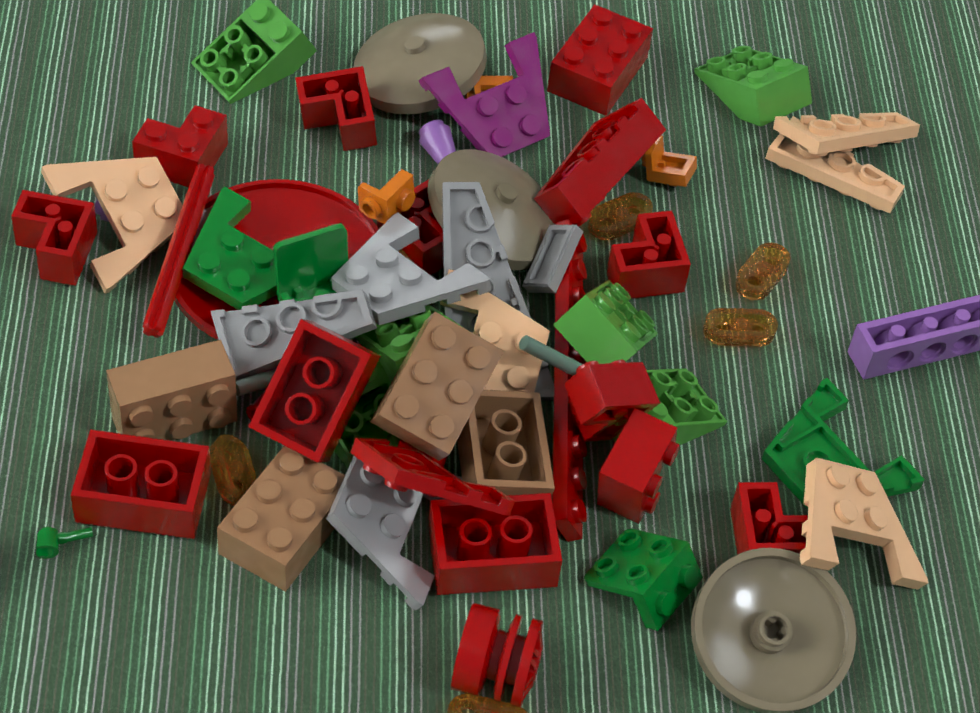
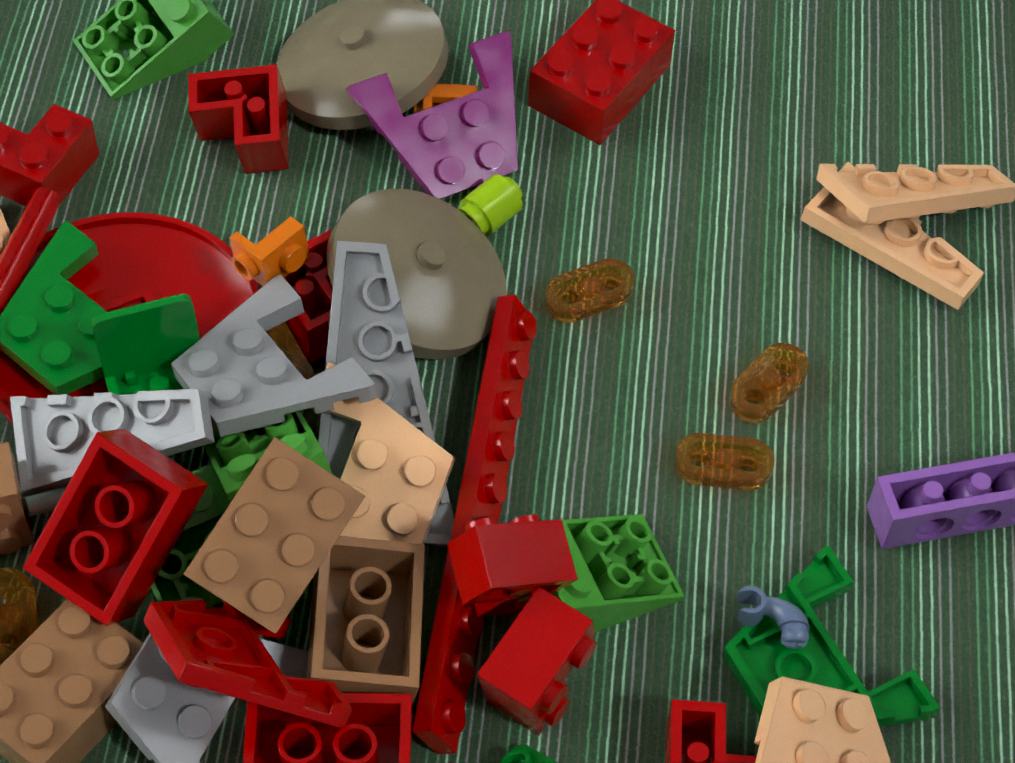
camera: 10 degrees right, 5 degrees up
(437, 139) = (366, 167): medium lavender cone -> none
(538, 158) = (492, 203): none -> lime brick
(549, 355) = (448, 498): sand green bar -> none
(552, 258) = (482, 349): light grey tile -> none
(599, 162) = (567, 218): red wedge -> none
(606, 325) = (535, 454): bright green slope -> none
(653, 260) = (618, 365): red brick -> none
(668, 167) = (665, 223): orange bracket -> none
(757, 84) = (806, 114): bright green slope -> none
(808, 425) = (788, 617): none -> sand blue arm

